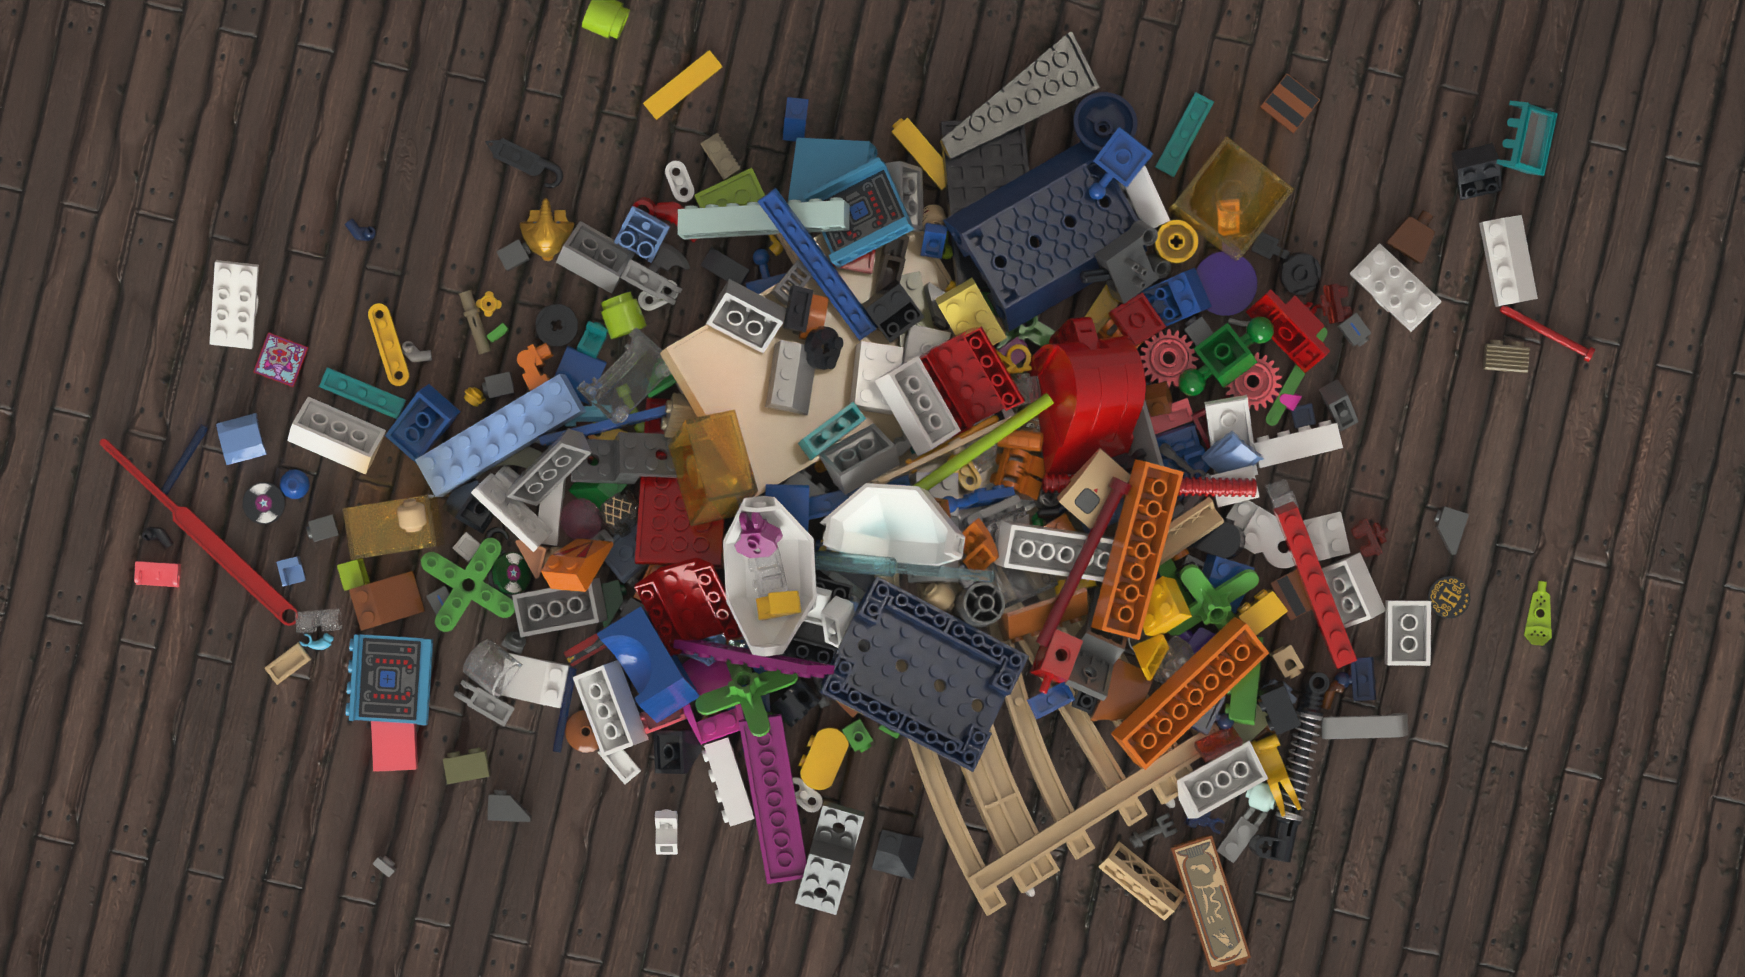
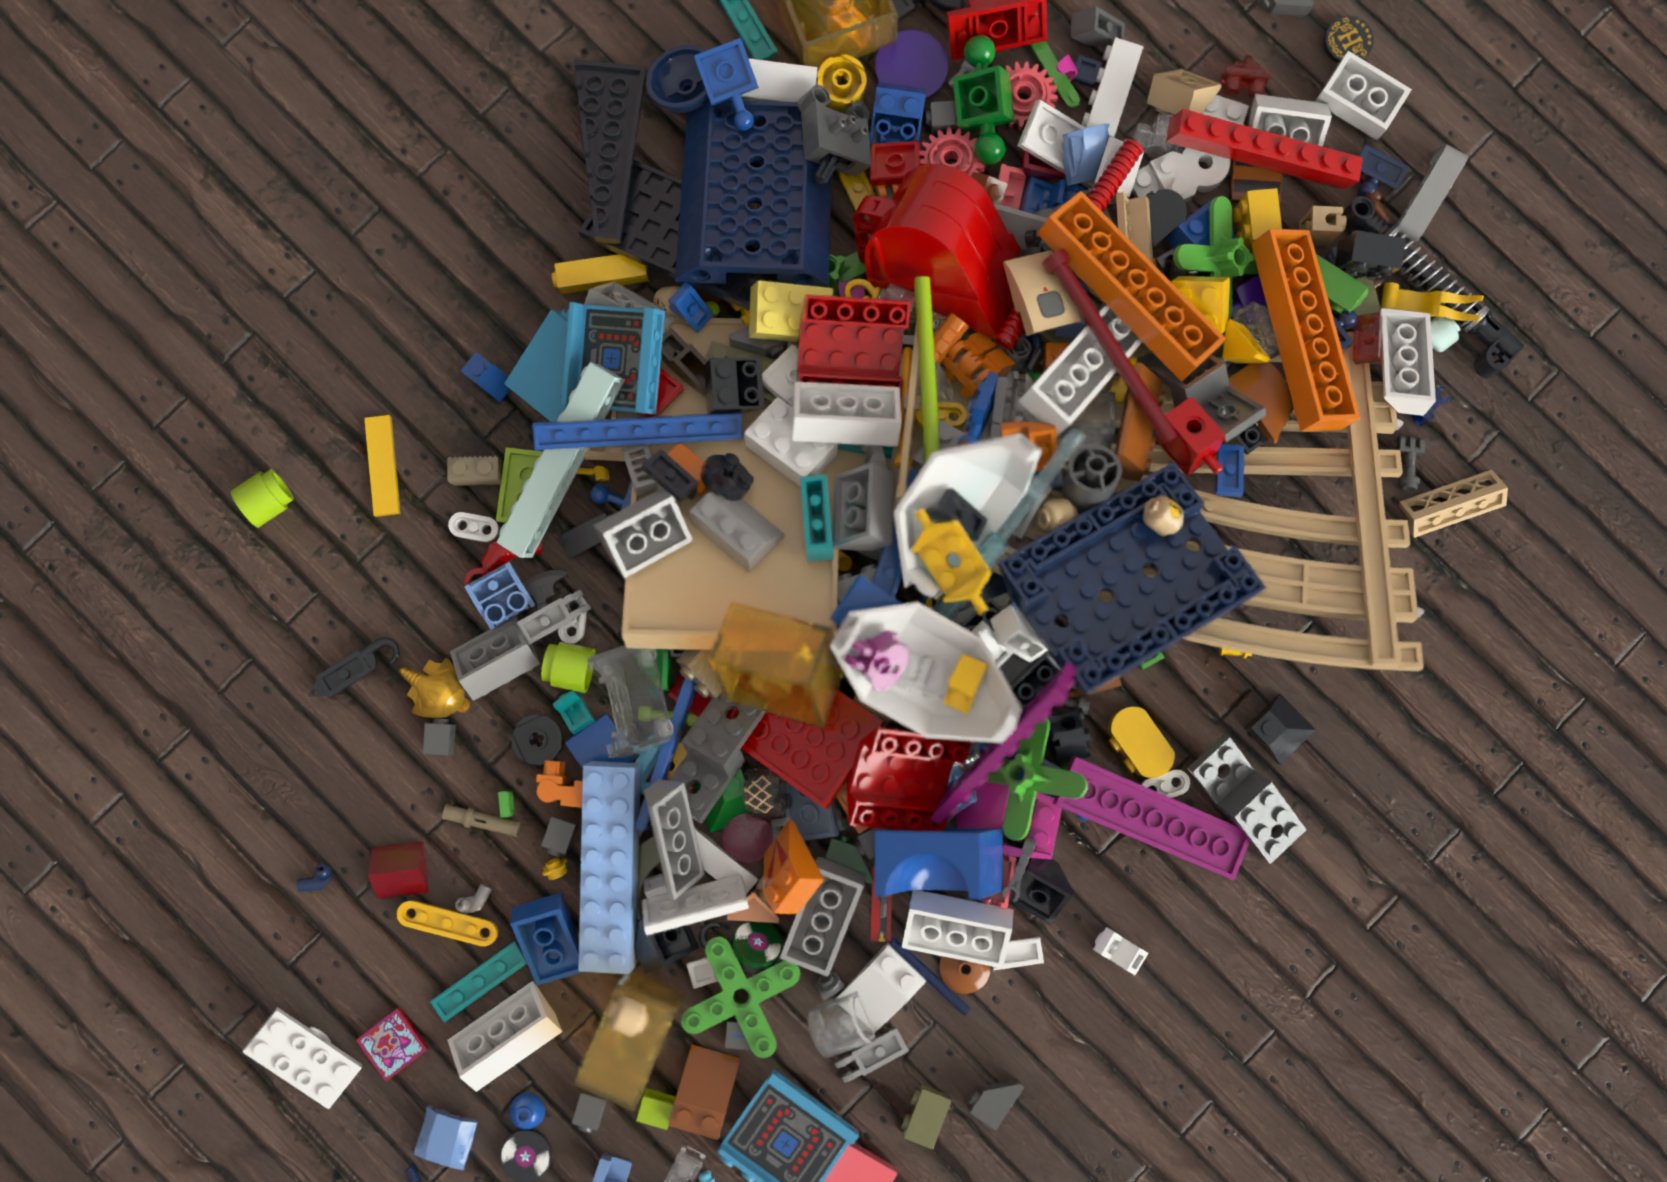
camera: 65 degrees left, 5 degrees down
(403, 286) = (398, 870): none -> dark red slope
(482, 303) = (467, 800): yellow plate -> none
(666, 728) = (1020, 869): none -> dark grey piece
(729, 781) = (1107, 854): white brick -> none
(845, 557) = (934, 547): none -> yellow plate
(858, 735) = (1138, 694): bright green brick -> none
(891, 529) = (955, 507): none -> black panel
(981, 671) = (1163, 515): none -> tan head
(1210, 903) = (1517, 448): brick -> none
(1240, 835) = (1463, 378): light grey hinge -> none
(1325, 498) = (1181, 90): none -> tan slope

